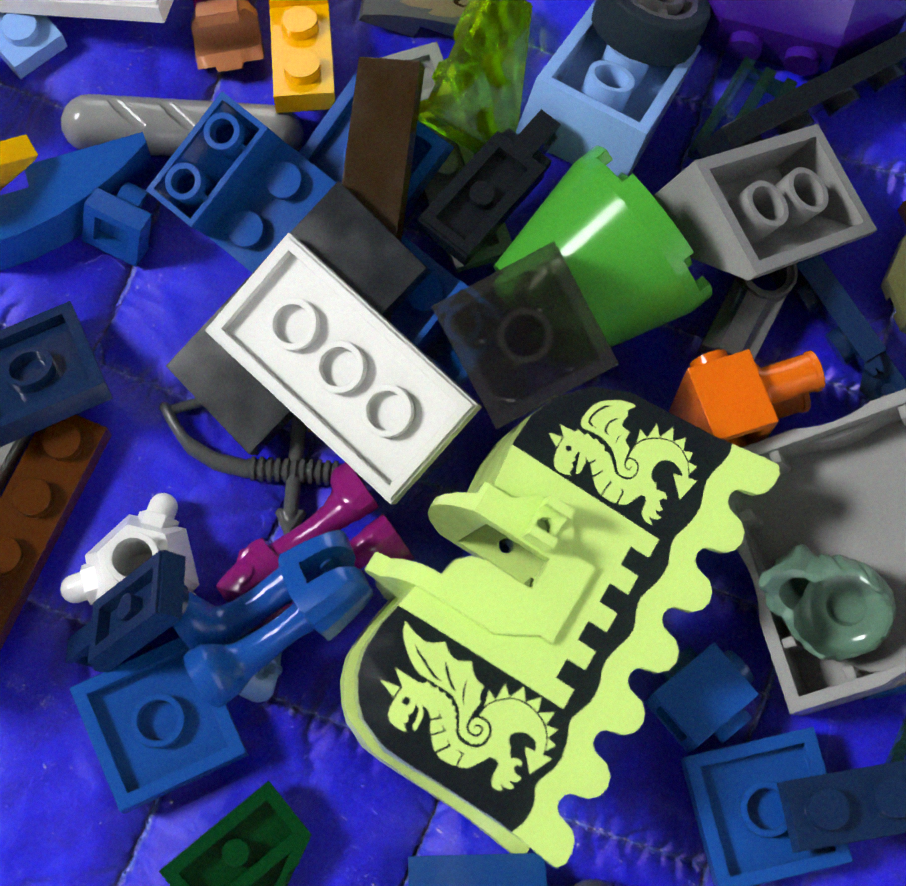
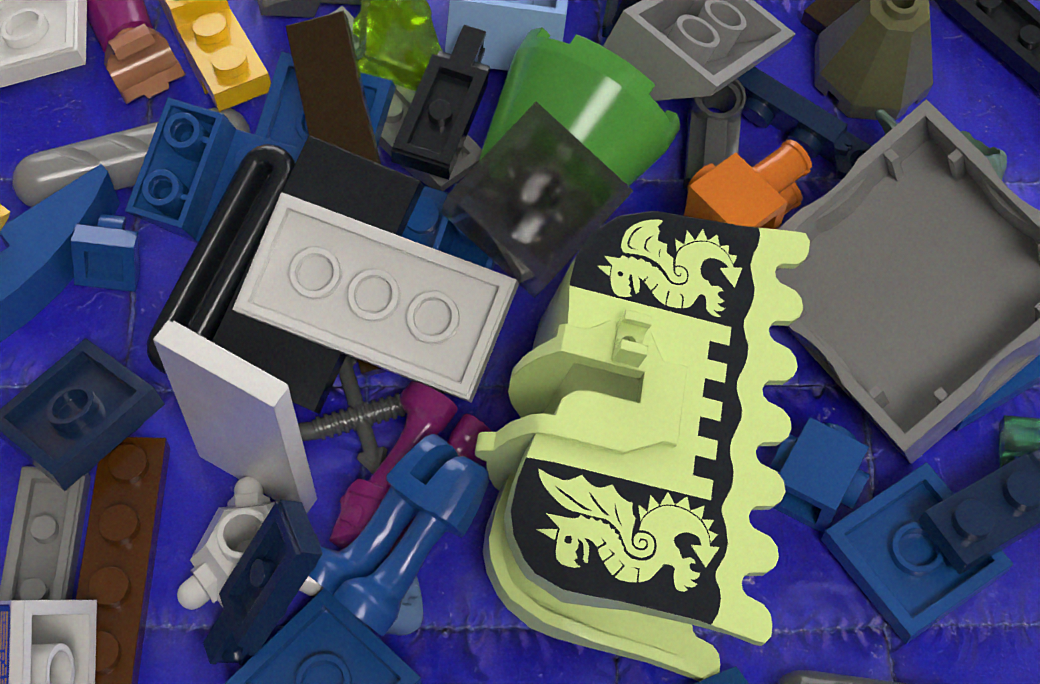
camera: 20 degrees left, 10 degrees down
(157, 448) = (237, 414): none -> white tile
(215, 271) = (225, 246): none -> black piece
(829, 602) = (898, 342): sand green hair -> none

